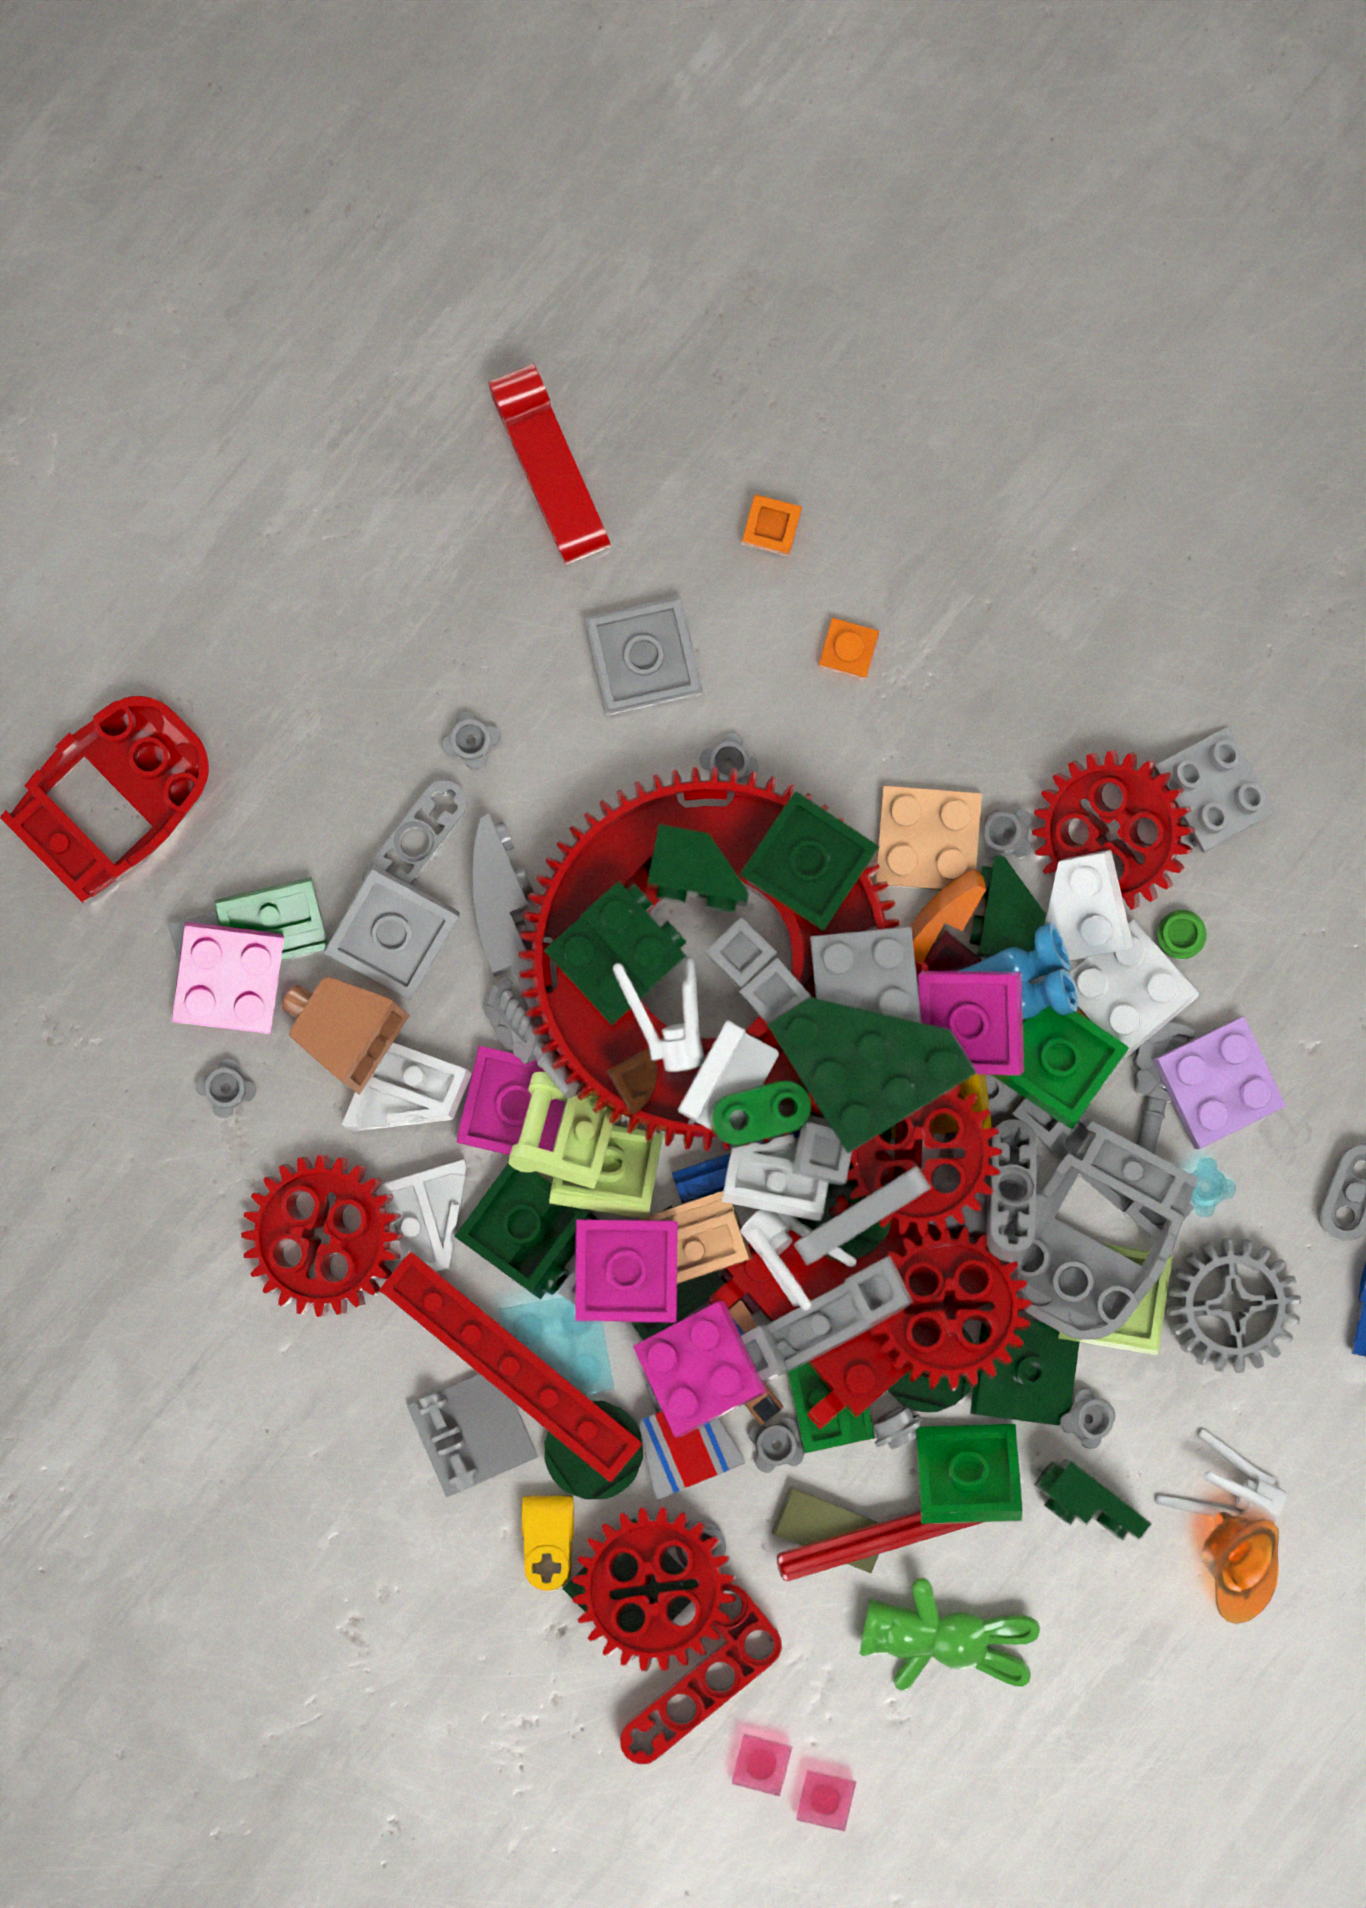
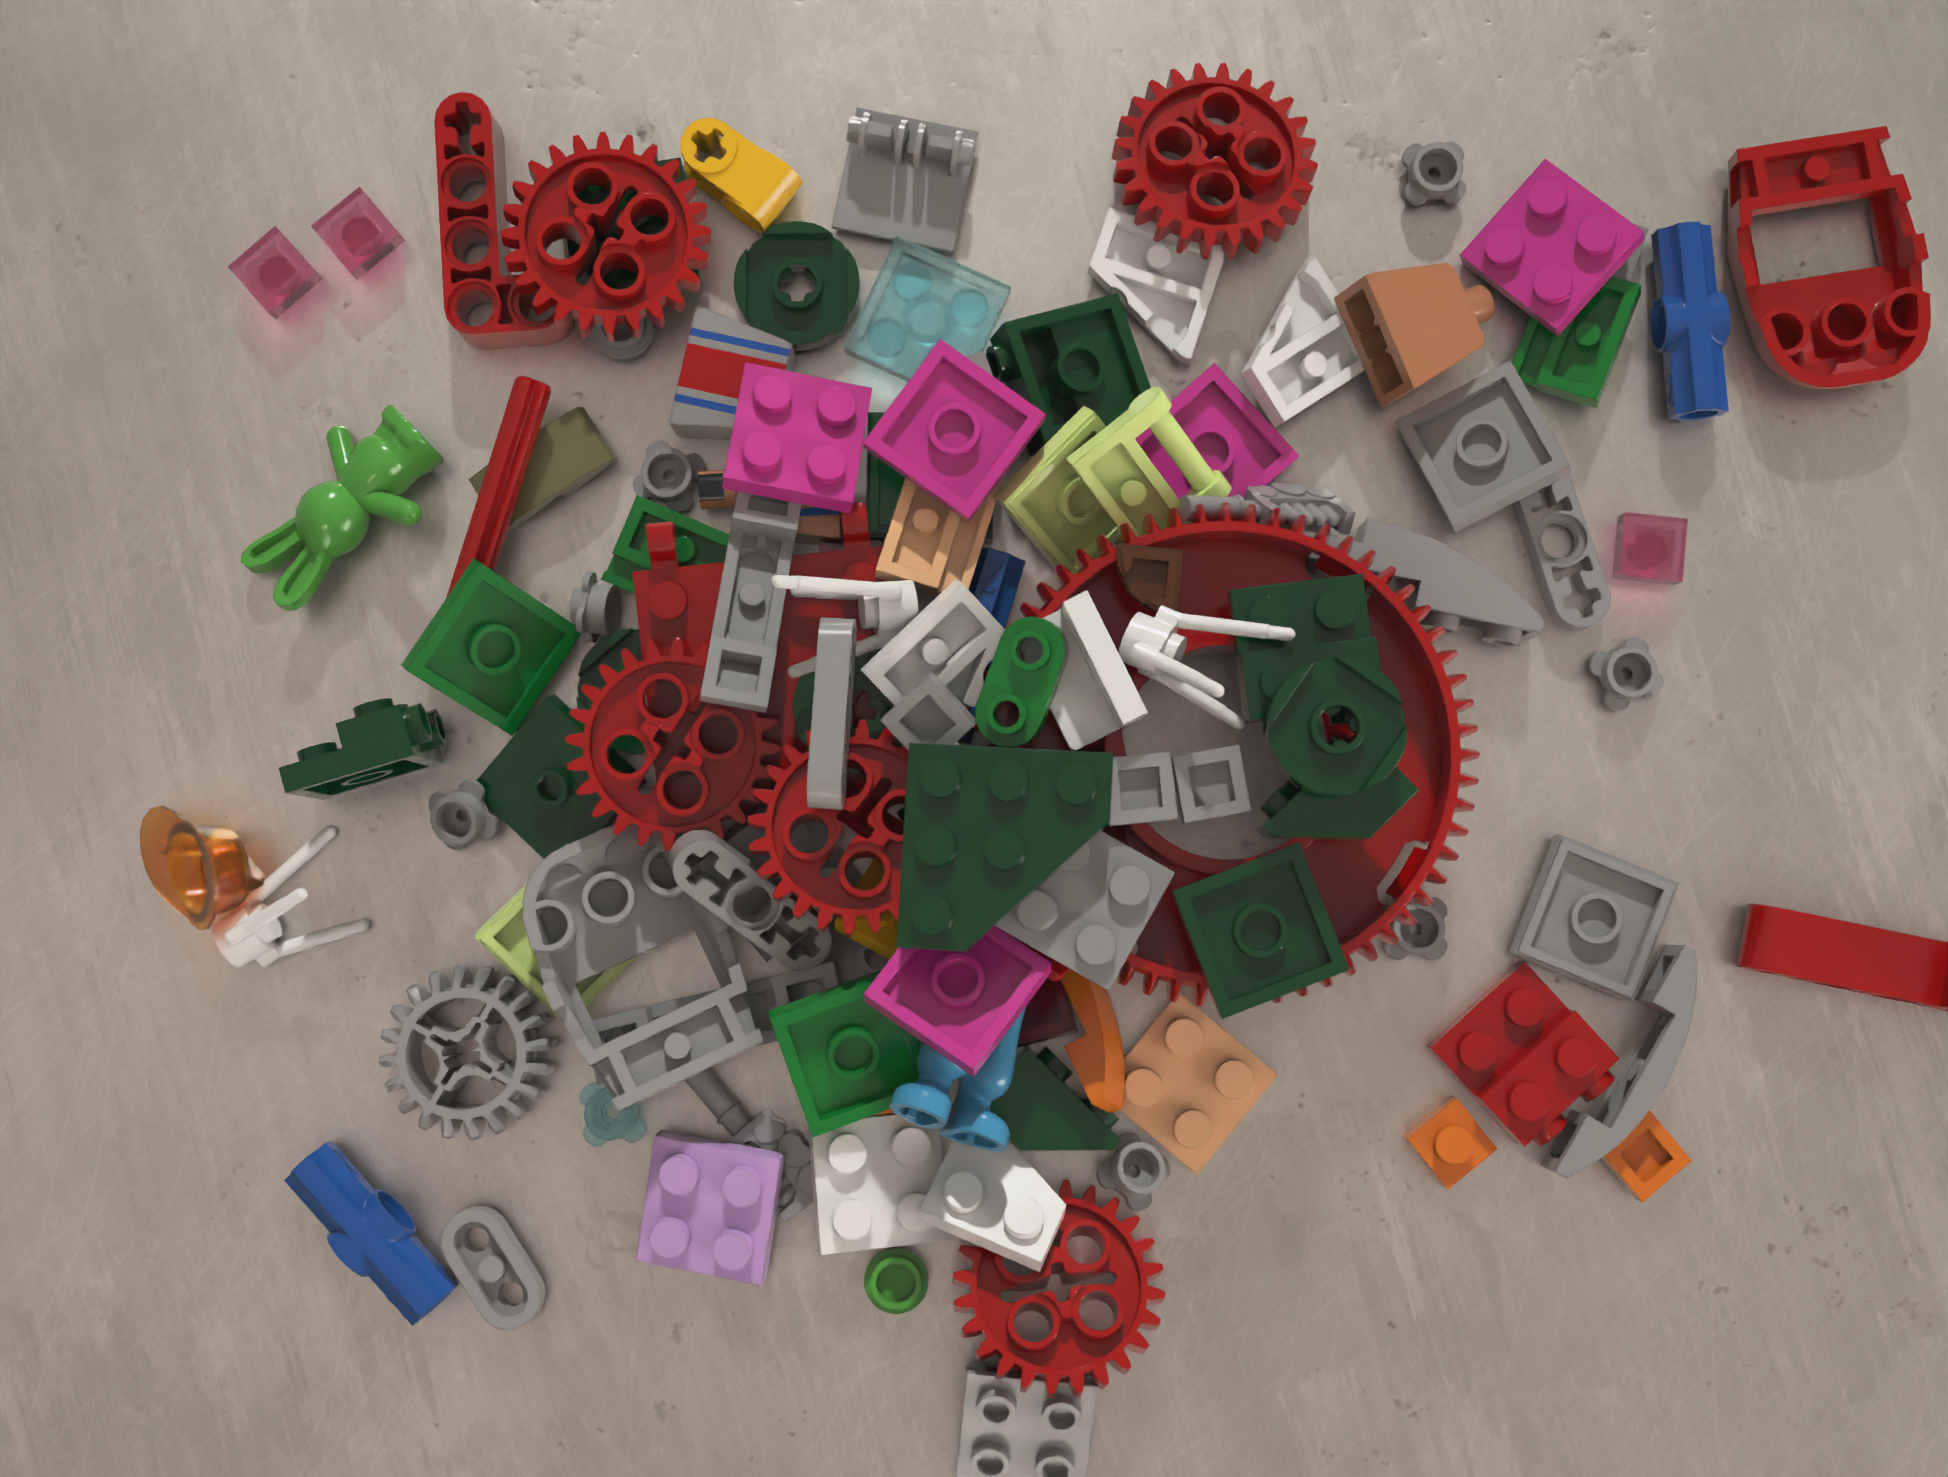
camera: 125 degrees right, 0 degrees up
(212, 856) = (1689, 322): none -> blue piece
(380, 780) = (1650, 548): none -> clear pink plate
(510, 1366) = (942, 251): red plate -> none
(637, 879) = (1375, 720): none -> dark green plate
(761, 640) = (1525, 1056): none -> red plate
(786, 567) = (1672, 995): none -> light grey slope

